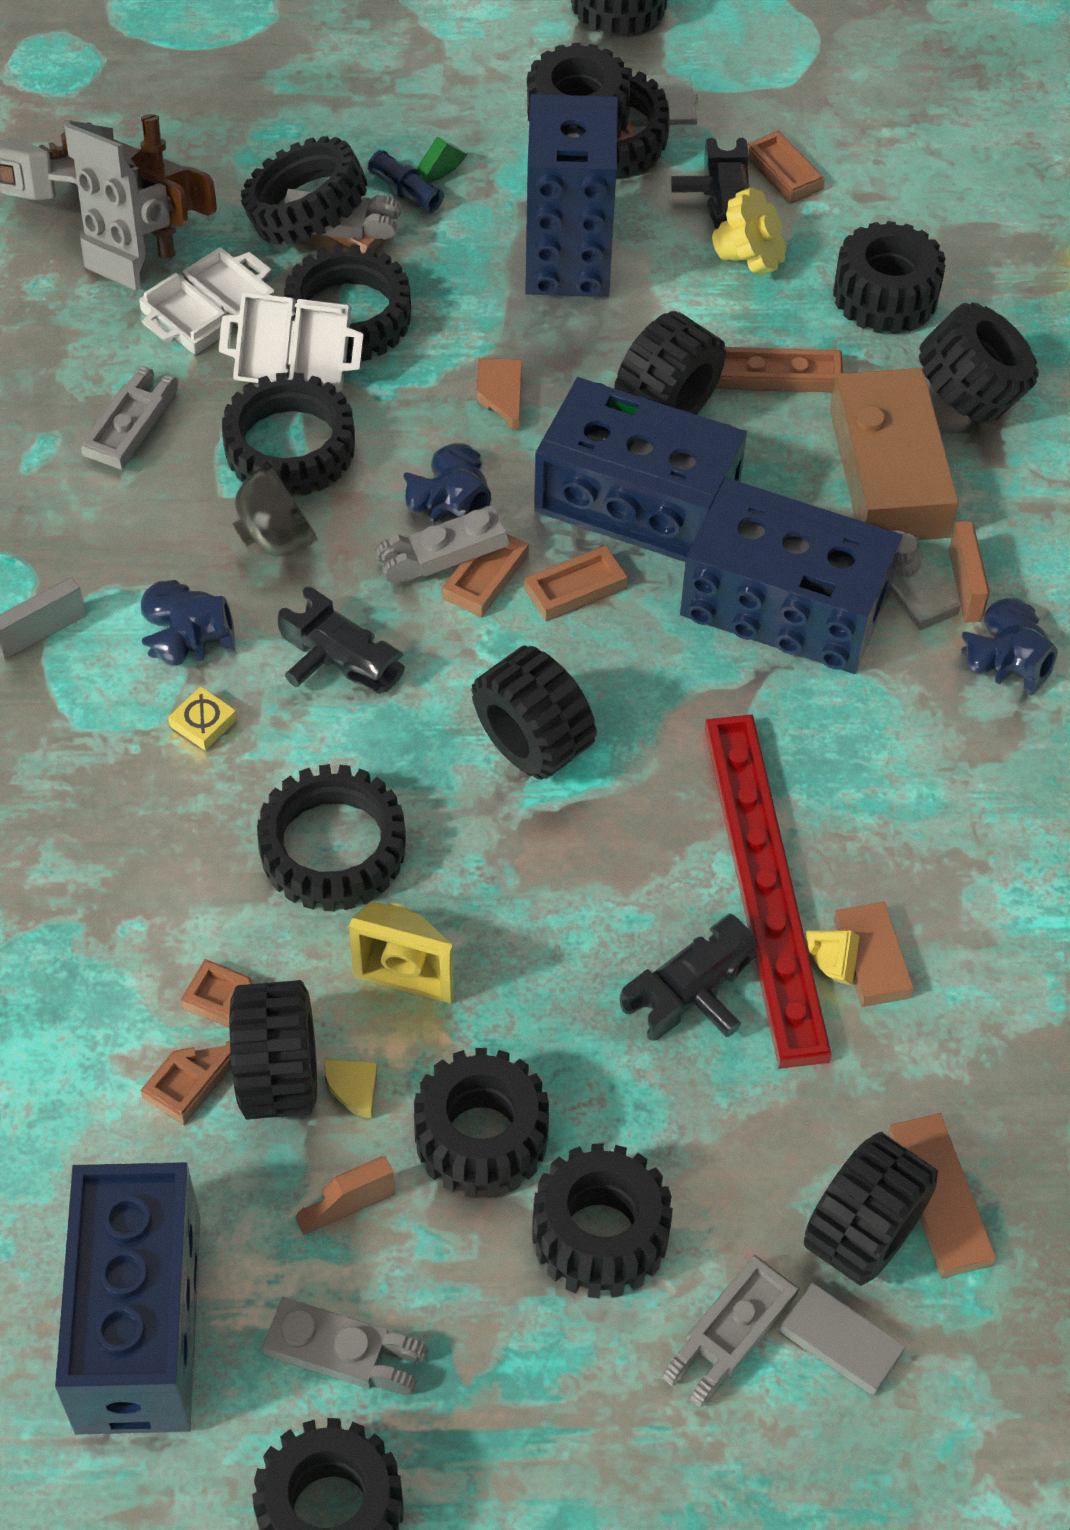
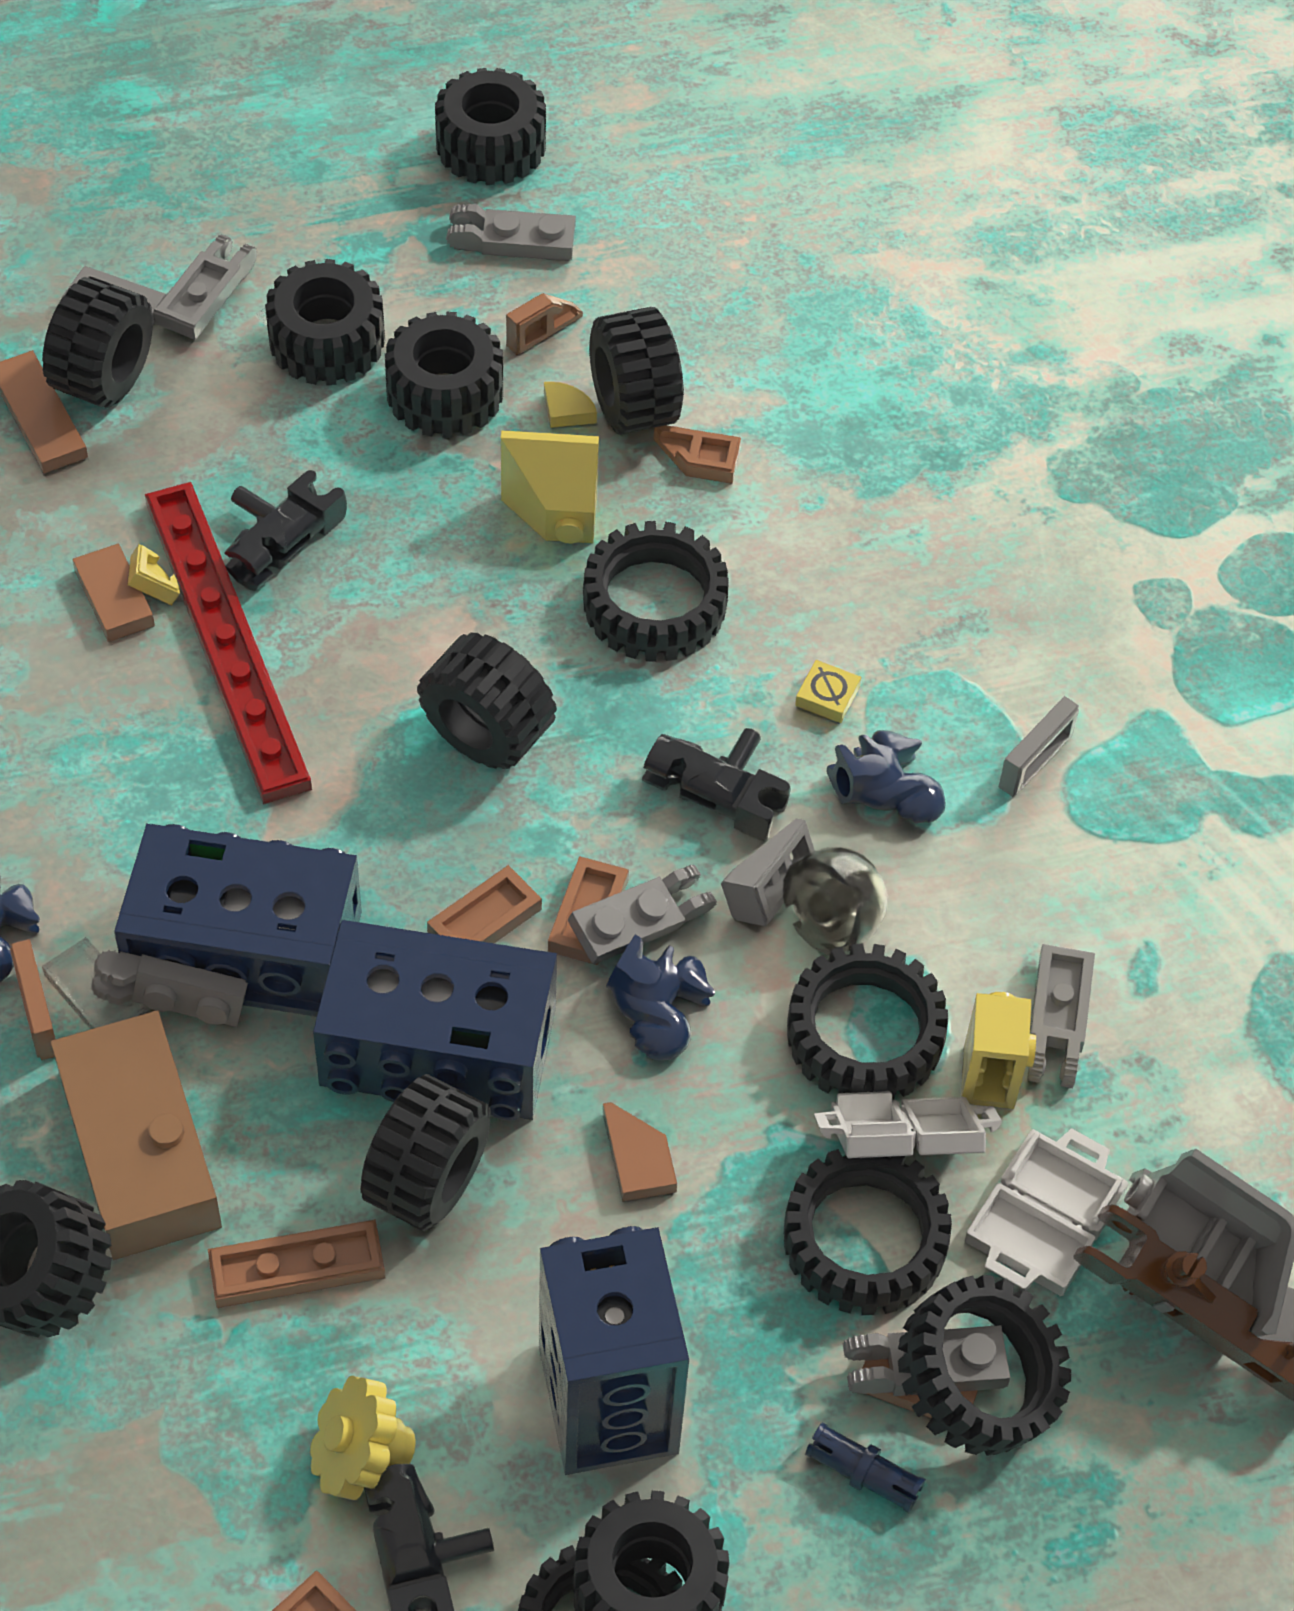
camera: 165 degrees right, 0 degrees up
(129, 1299) = (681, 185): dark blue piece -> none
(186, 1080) = (710, 388): nougat tile -> none
(201, 370) = (997, 1050): none -> light yellow brick
(332, 546) = (756, 884): none -> light grey slope
(440, 160) = (830, 1506): green tile -> none
(889, 277) = (151, 1370): black tyre -> none

